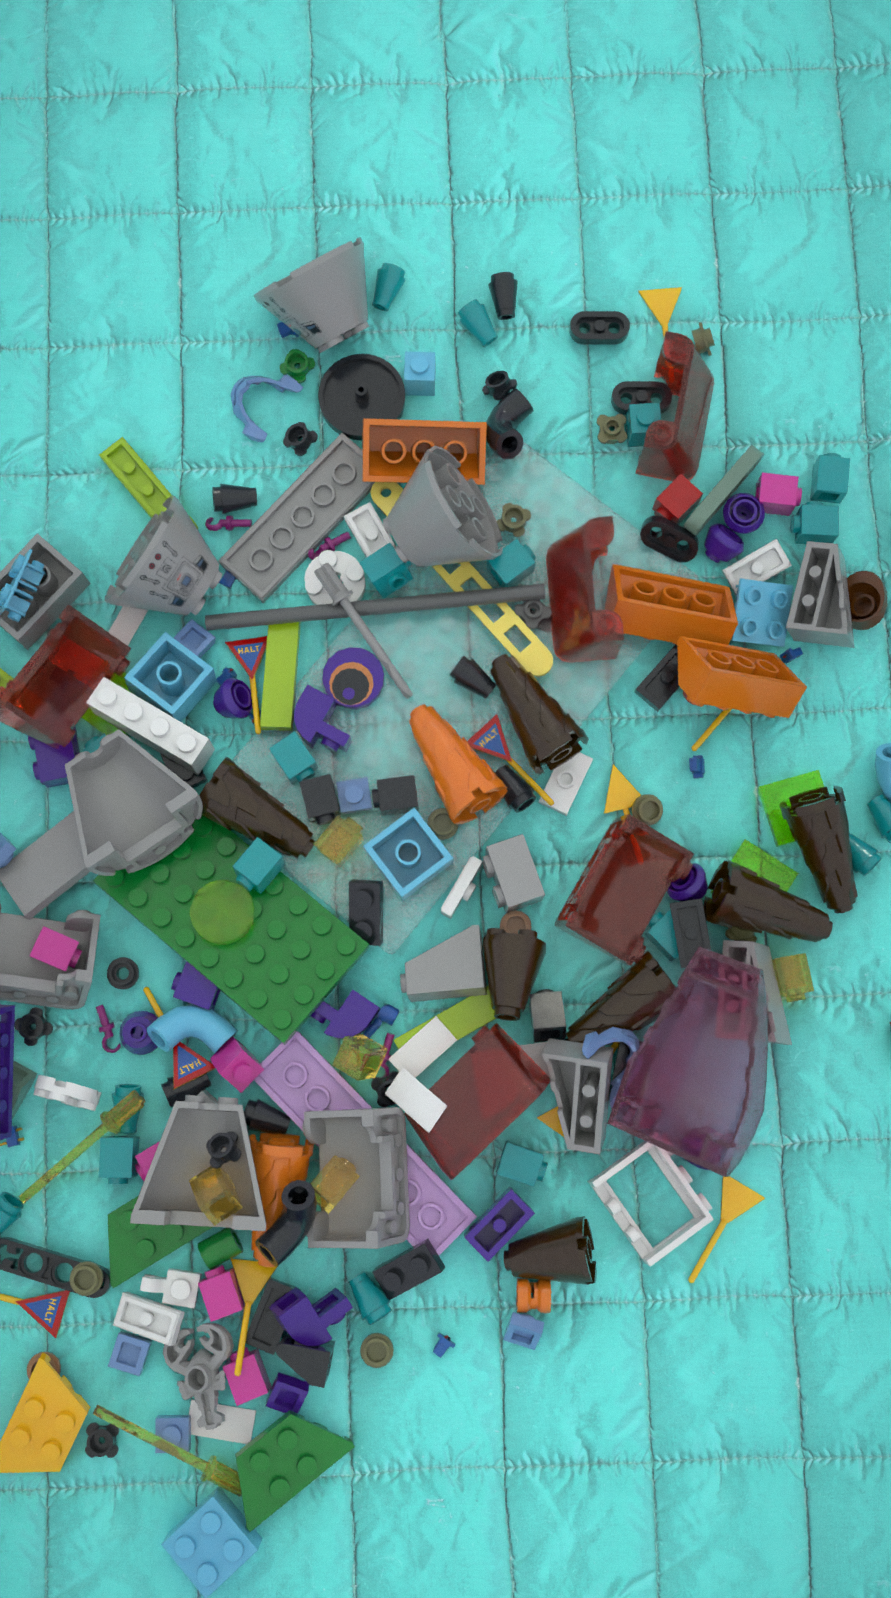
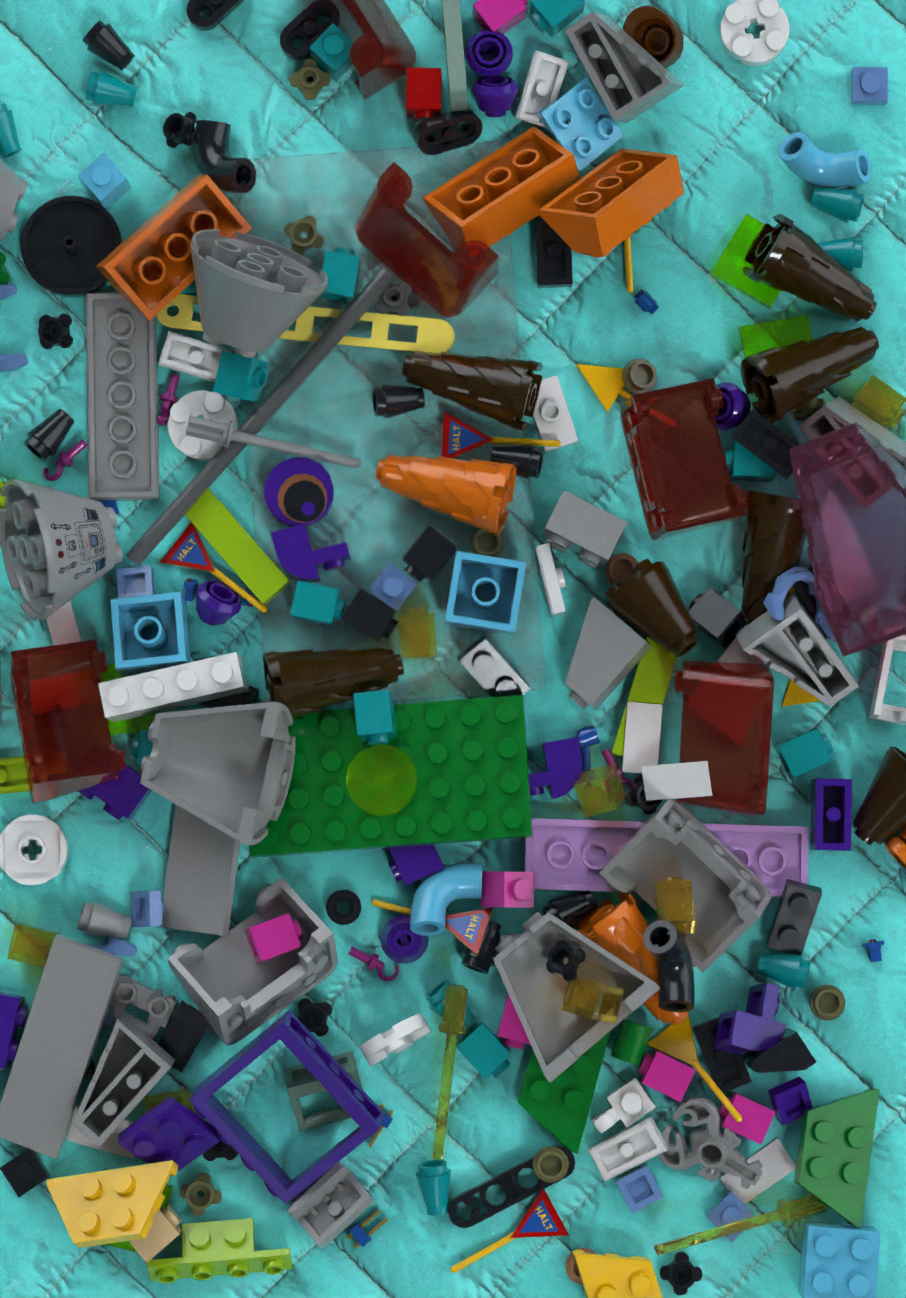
camera: 45 degrees left, 5 degrees up
(789, 655) = (636, 137): blue piece -> none

